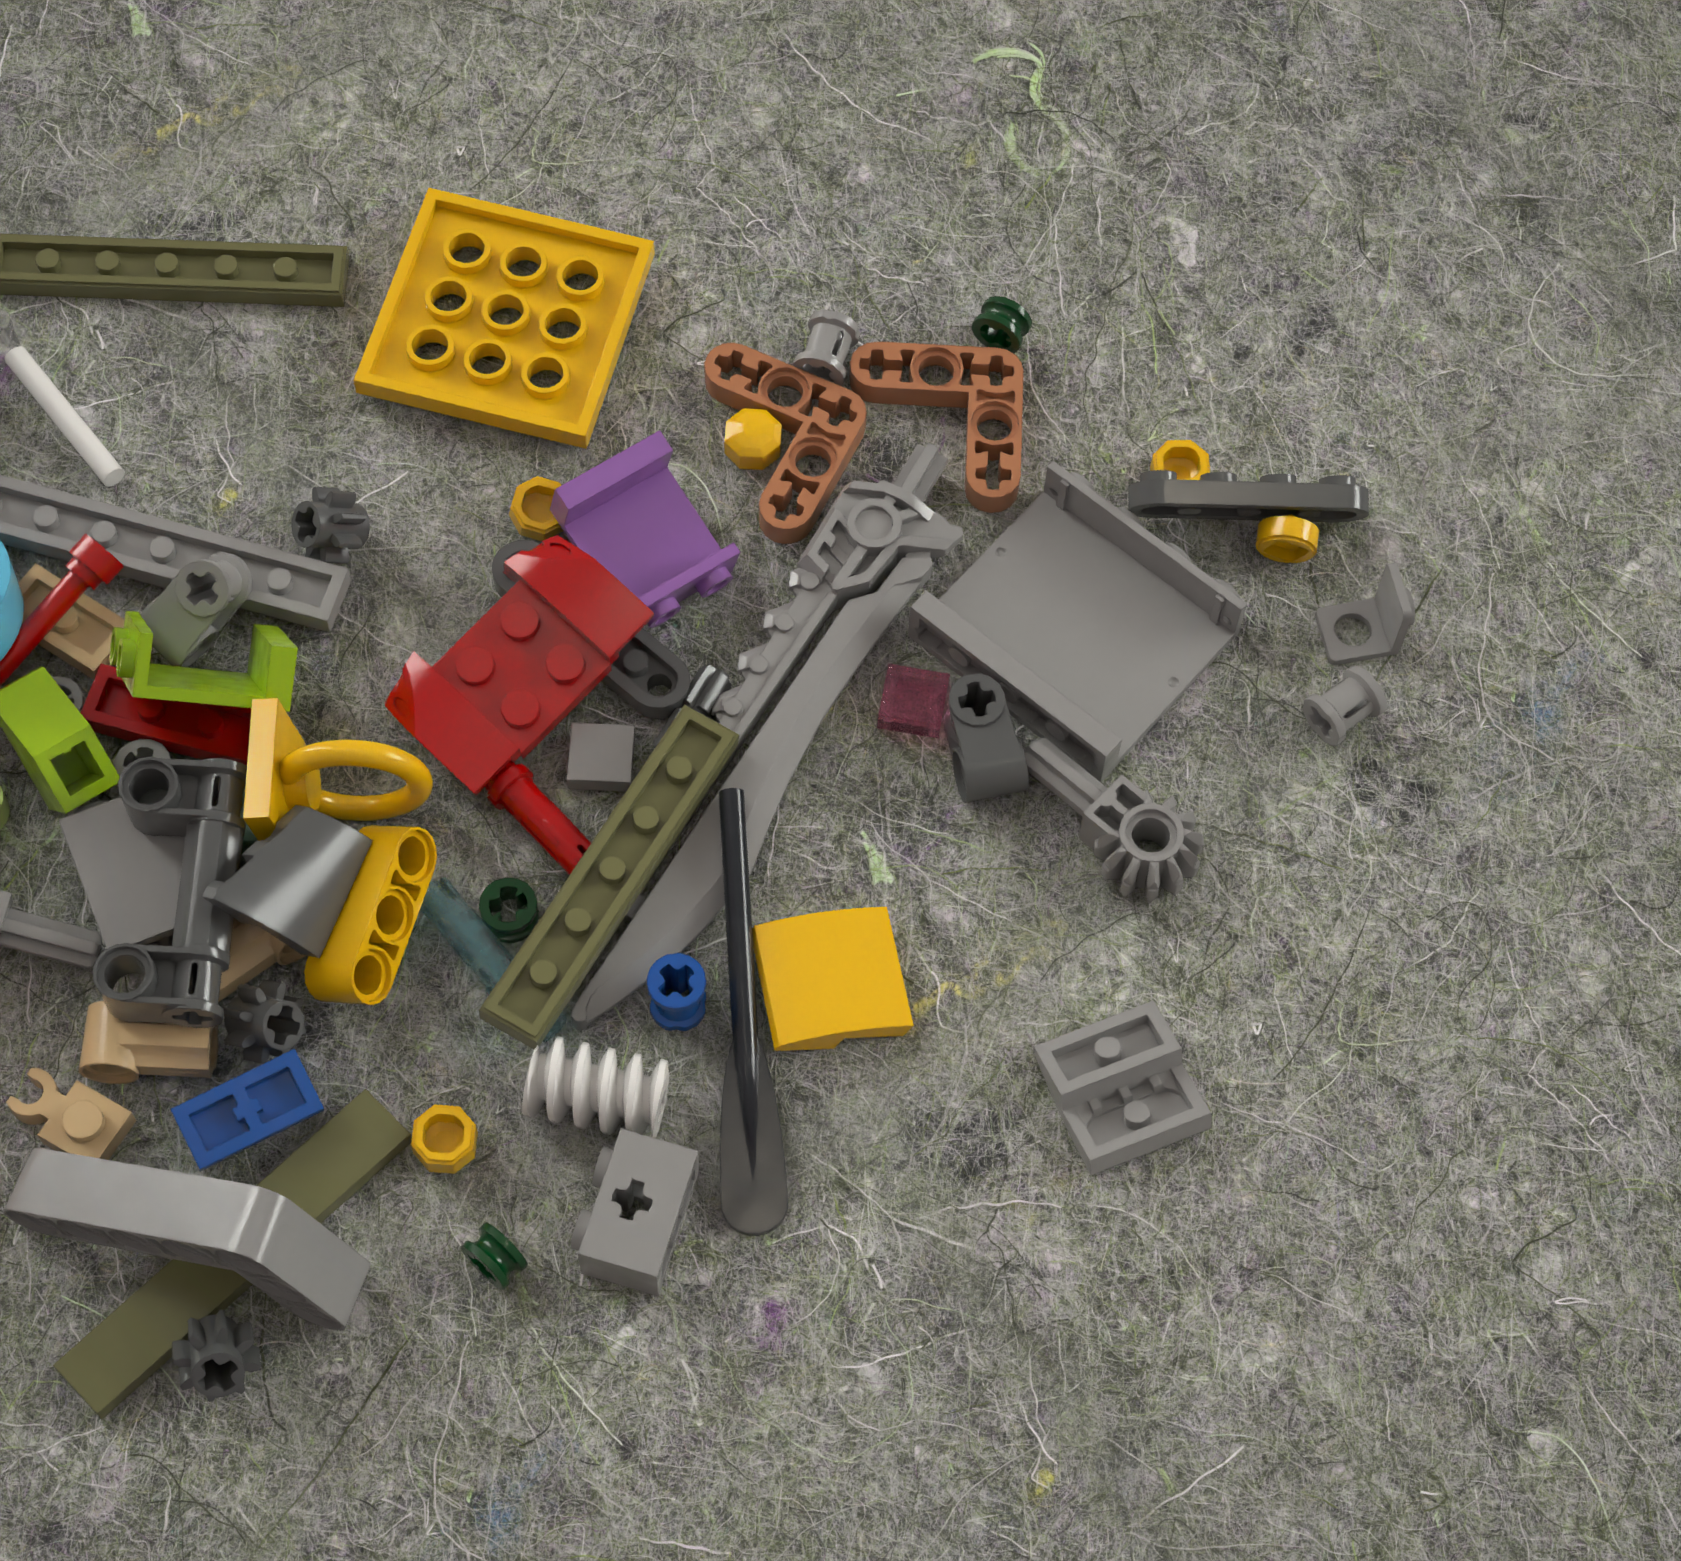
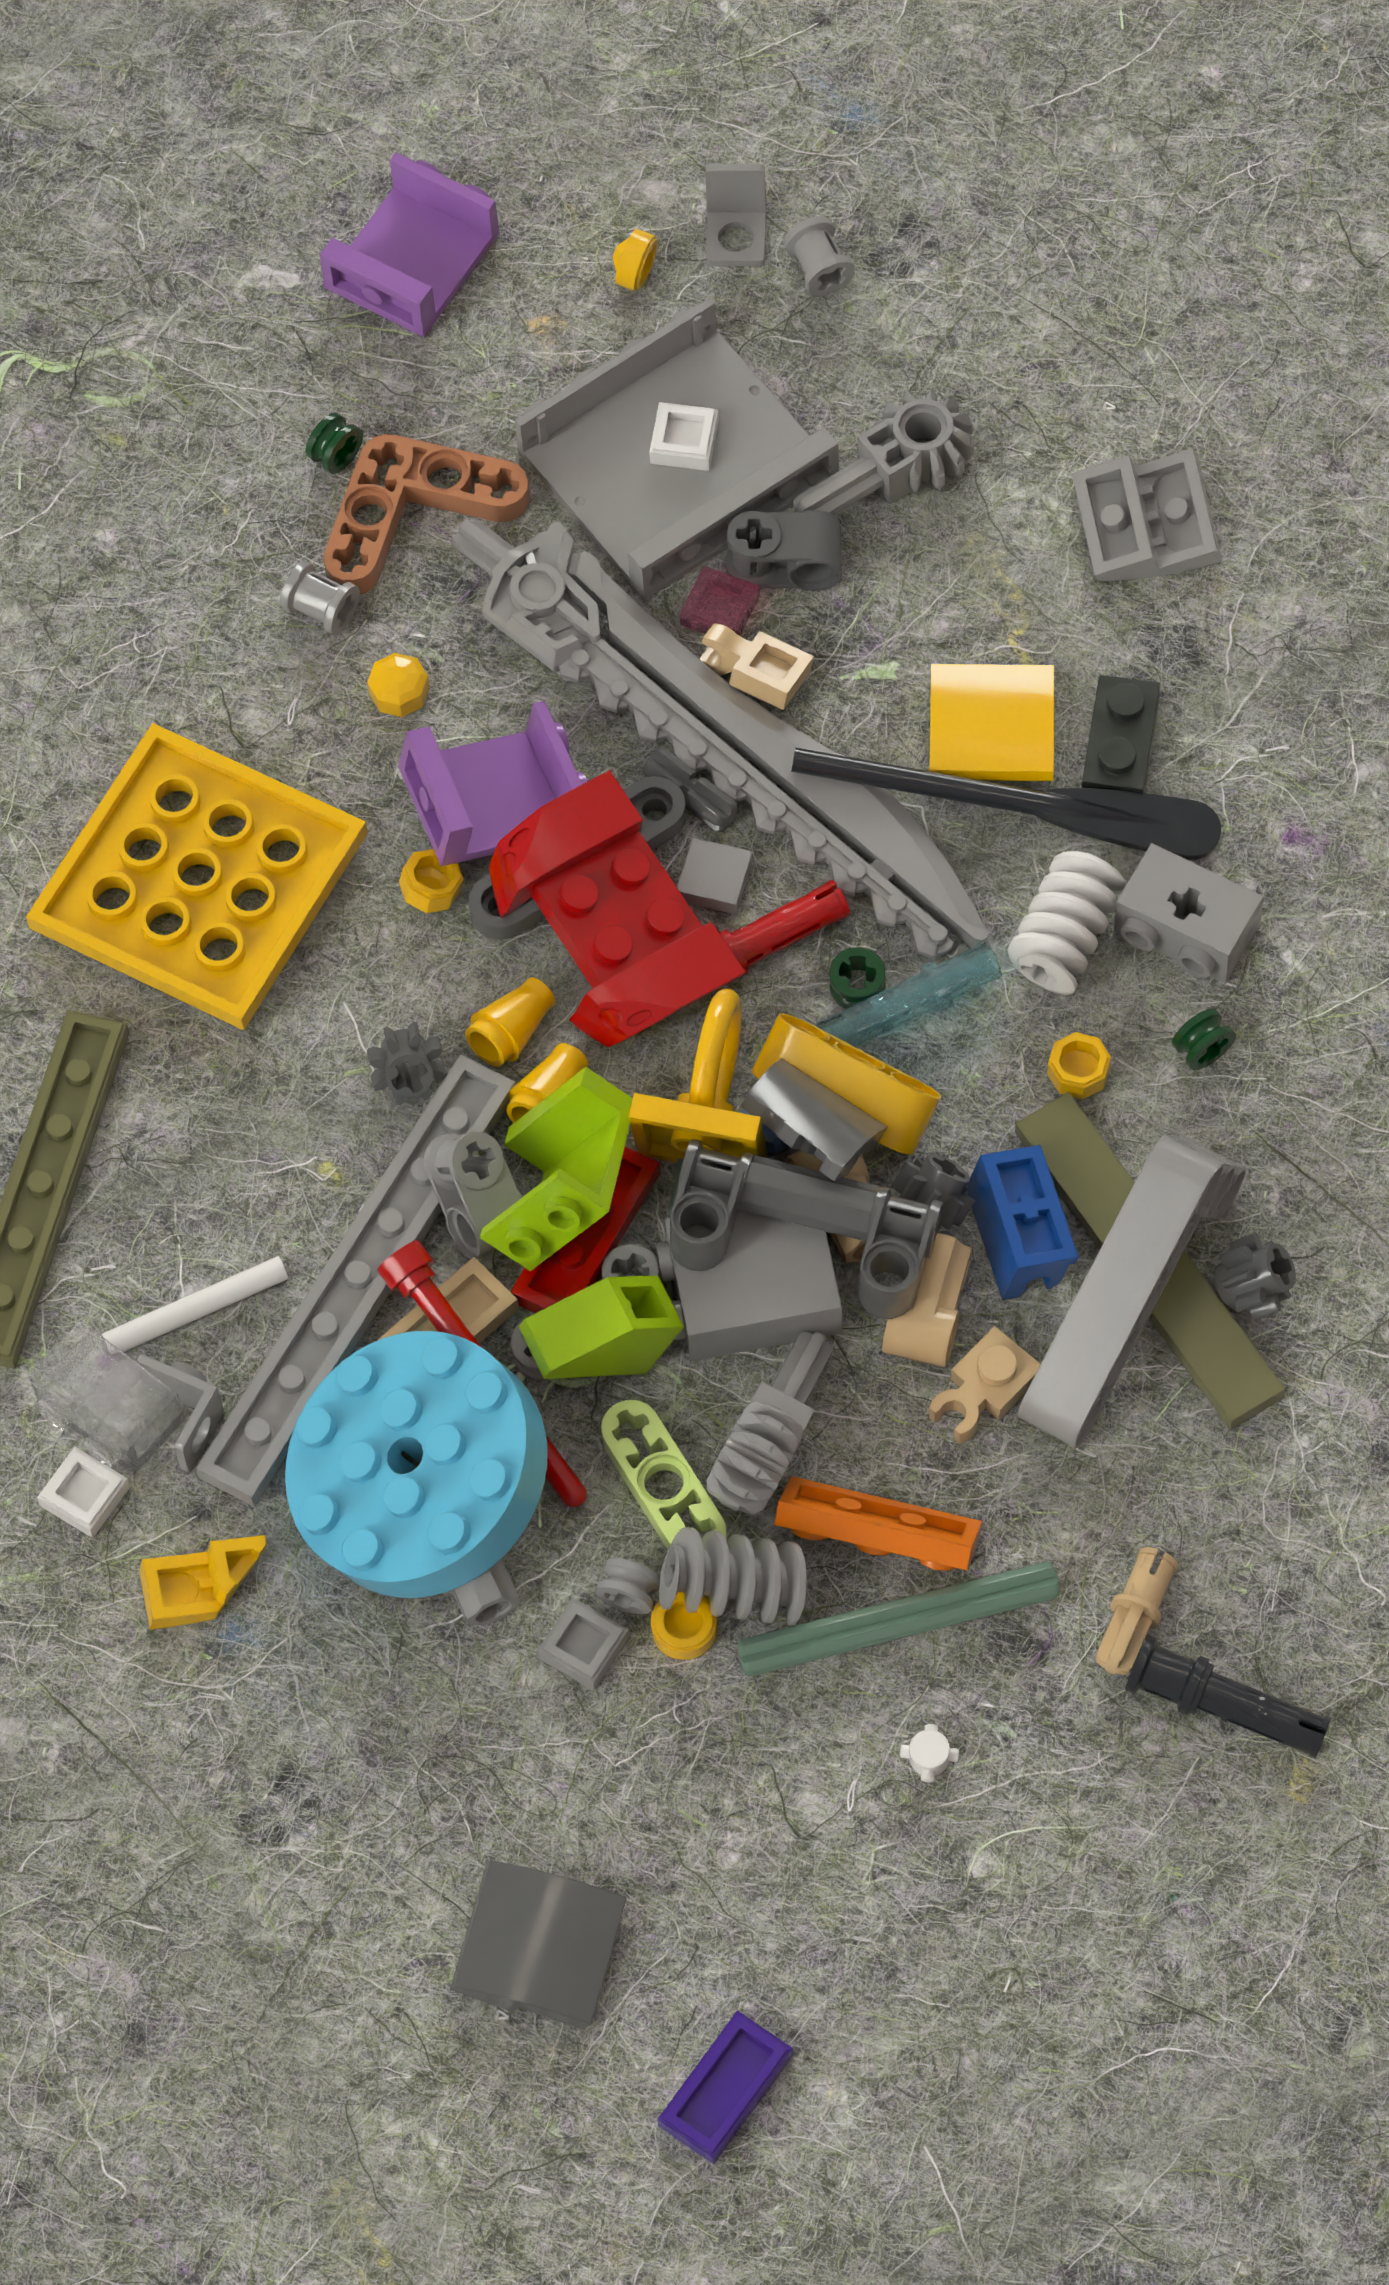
camera: 70 degrees left, 0 degrees up
(332, 655) = (545, 1079): none -> yellow cone
(396, 606) = (506, 1025): none -> yellow cone
(608, 878) = (858, 871): olive tile -> none
(679, 974) = (985, 843): blue bush -> none
(812, 436) = (404, 631): nougat beam -> none
(840, 749) = (760, 667): none -> tan plate
(847, 1111) = (1121, 734): none -> pearl dark grey plate
(1095, 625) = (684, 436): none -> white tile
(1183, 458) = (535, 331): yellow tile -> none
(1224, 498) = (585, 293): dark grey plate -> none
(1243, 348) = (414, 247): none -> medium lavender panel

